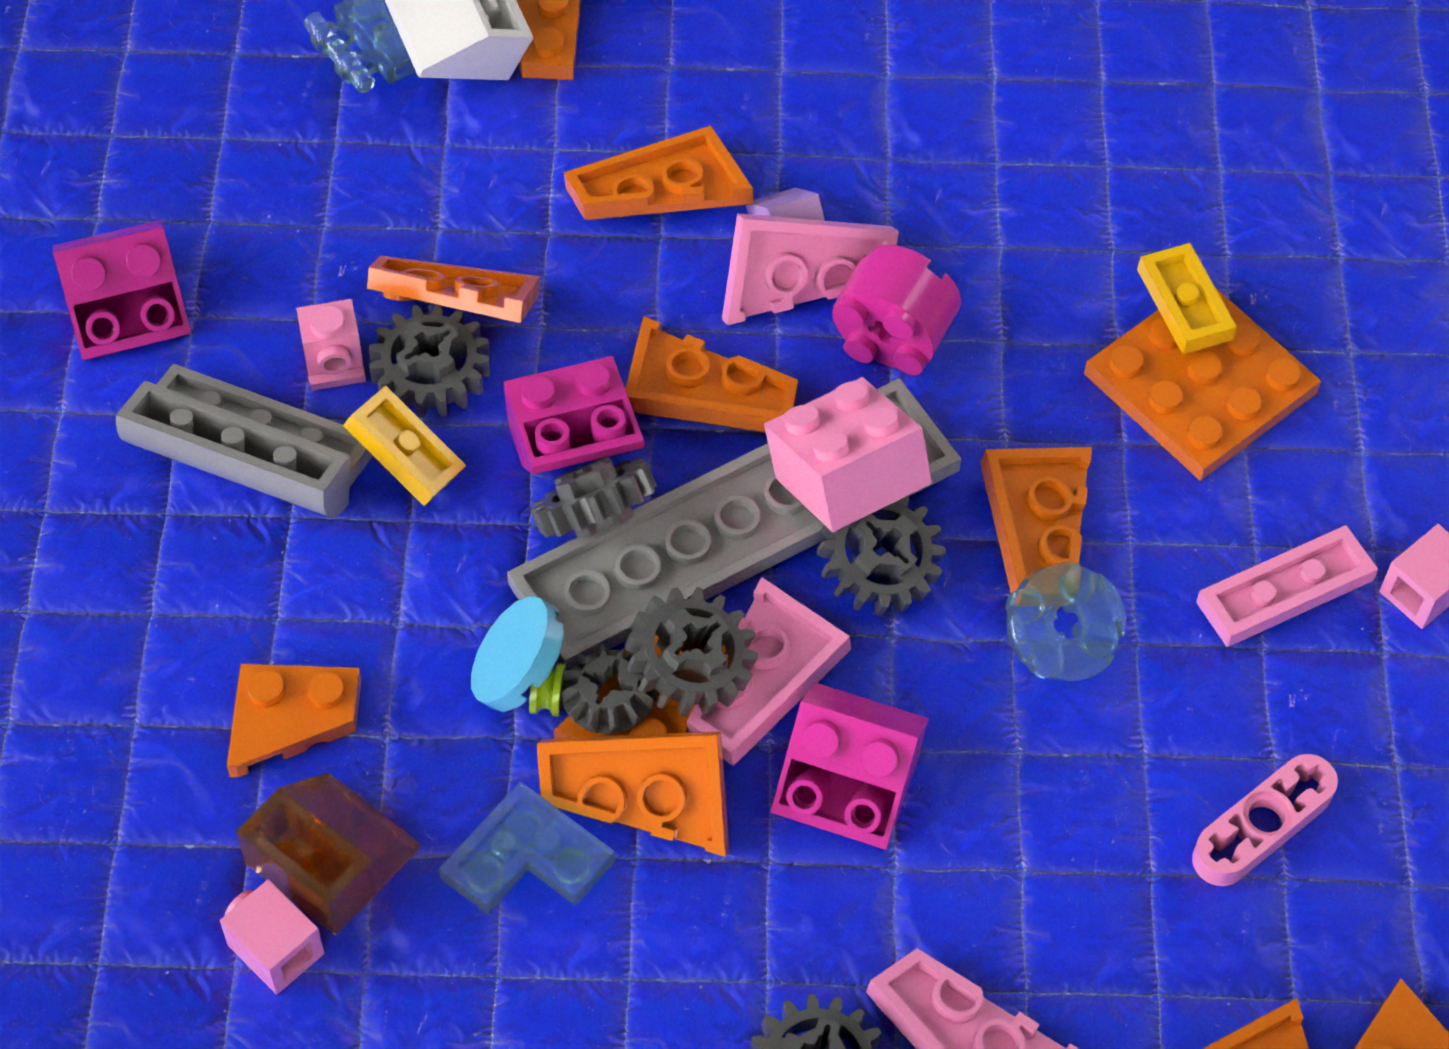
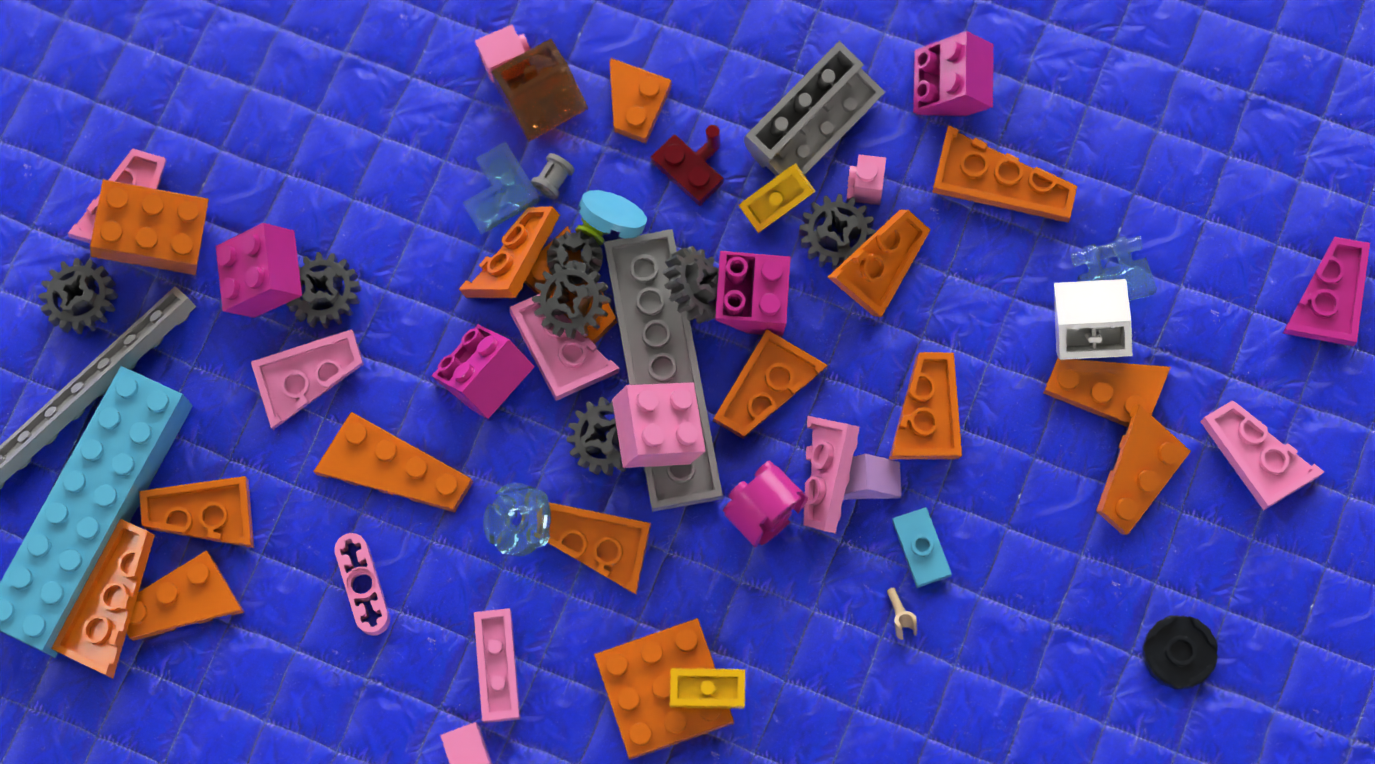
camera: 120 degrees right, 15 degrees up
(271, 197) = (988, 177): none -> orange wing
(386, 599) = (689, 168): none -> dark red plate
(473, 779) = (552, 176): none -> light grey bush
(855, 146) = (921, 547): none -> medium azure plate
(963, 137) = (903, 618): none -> tan hand
(1061, 863) = (384, 462): none -> orange wing

